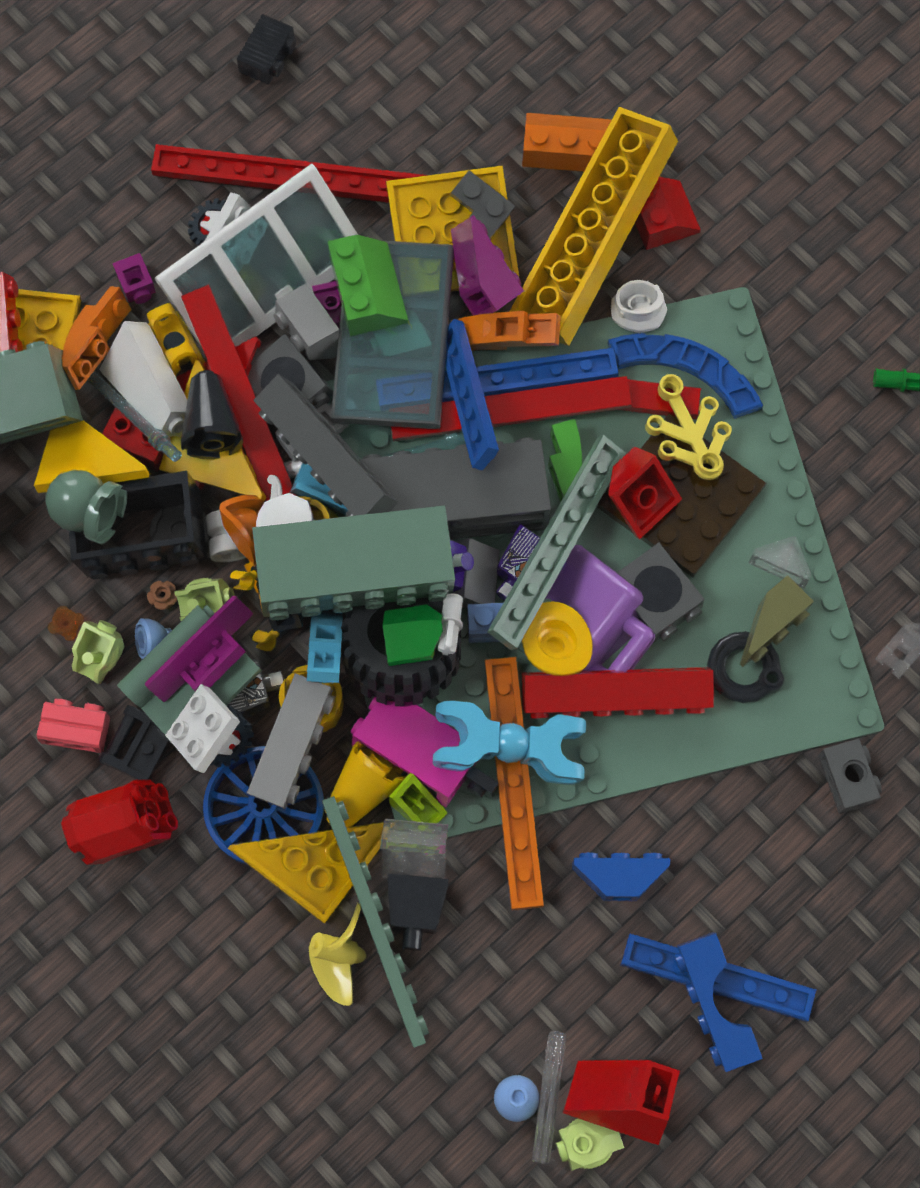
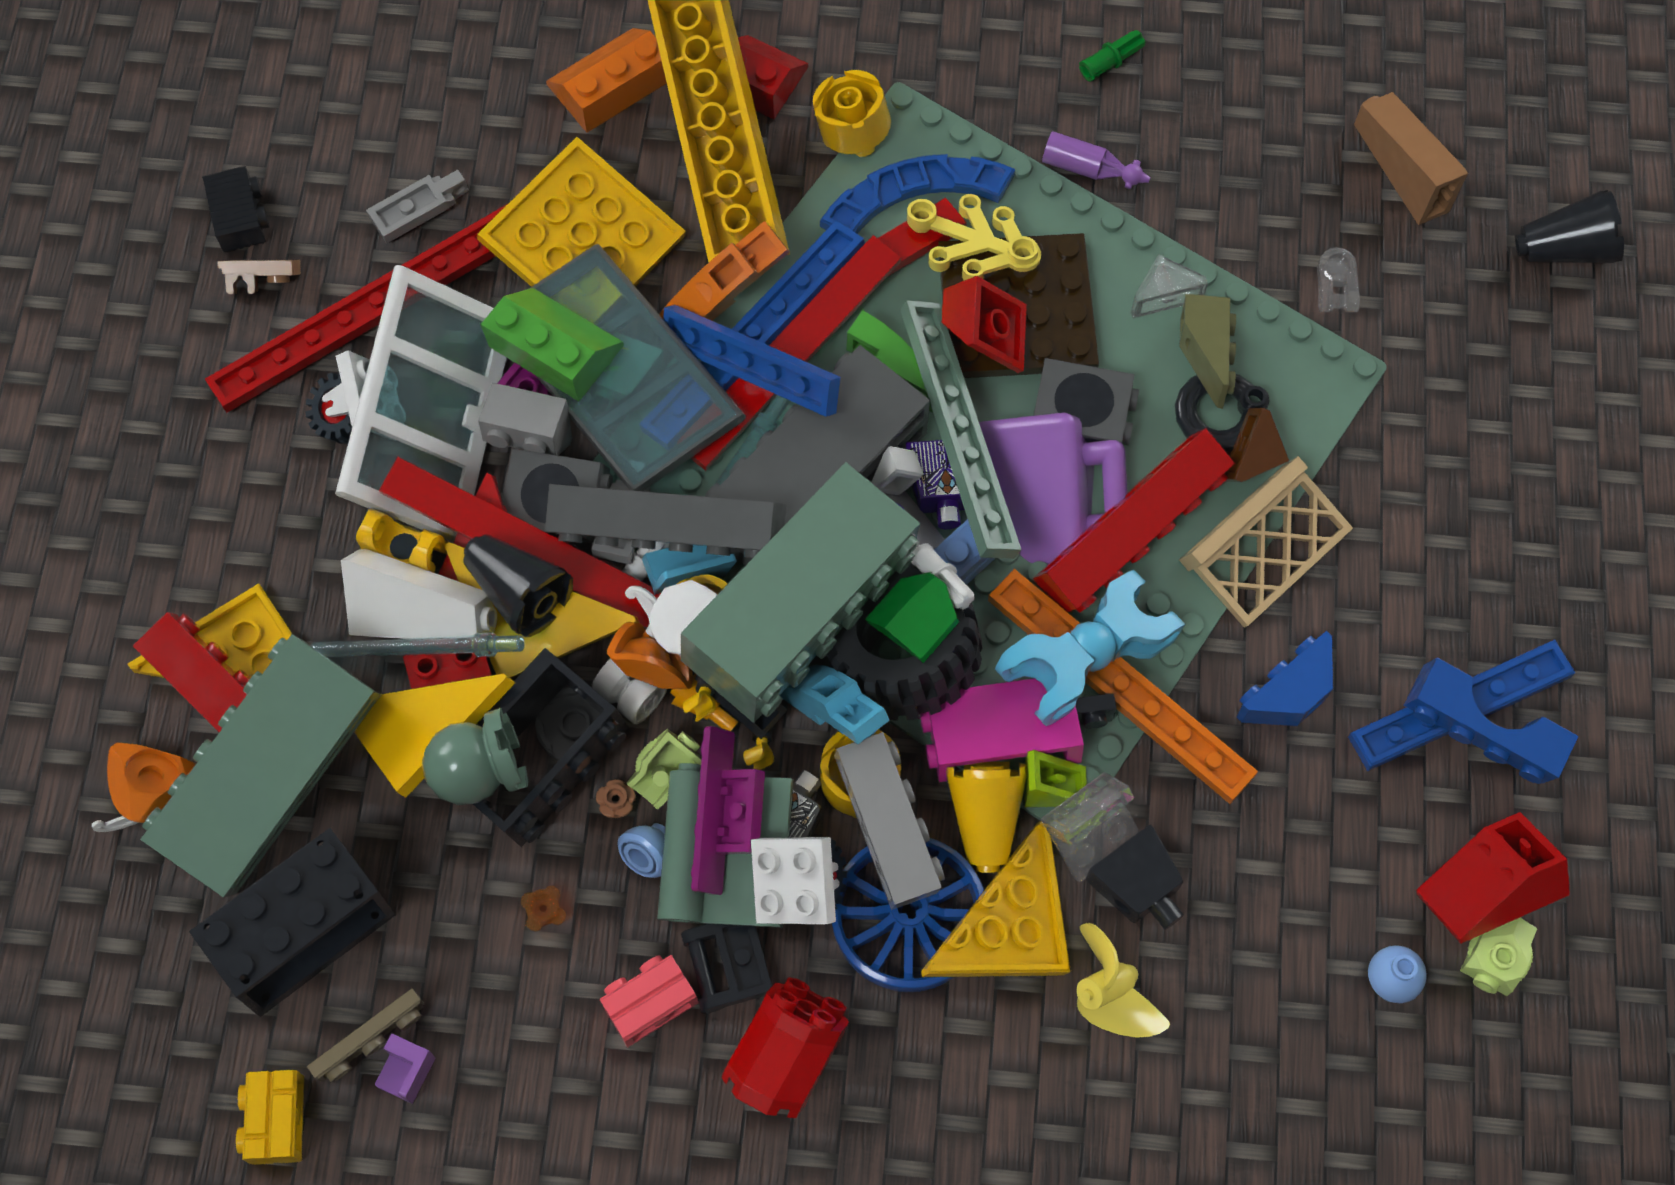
camera: 40 degrees left, 5 degrees down
(89, 335) = (310, 608): orange slope -> none
(97, 650) = (603, 905): yellowish green hand -> none
(134, 279) = (296, 513): magenta brick -> none
(242, 96) = (276, 271): none -> plate
(375, 132) = (416, 204): none -> light grey hinge
(380, 932) = (1133, 929): sand green plate -> none
(481, 270) = (649, 241): magenta slope -> none
(483, 202) = (600, 185): dark grey plate -> none
(496, 536) = (897, 471): none -> white slope
(549, 1097) = (1425, 946): clear axle -> none
(558, 640) = (1046, 517): yellow hat -> none
(638, 306) = (818, 170): white hat -> none
(691, 285) = (852, 113): none -> yellow brick
(693, 746) = (1252, 512): none -> tan fence
(737, 711) = (1256, 447): none -> reddish brown slope
(818, 438) = (1090, 160): none -> medium lavender wheel
(849, 794) = (1410, 446): dark grey brick -> none

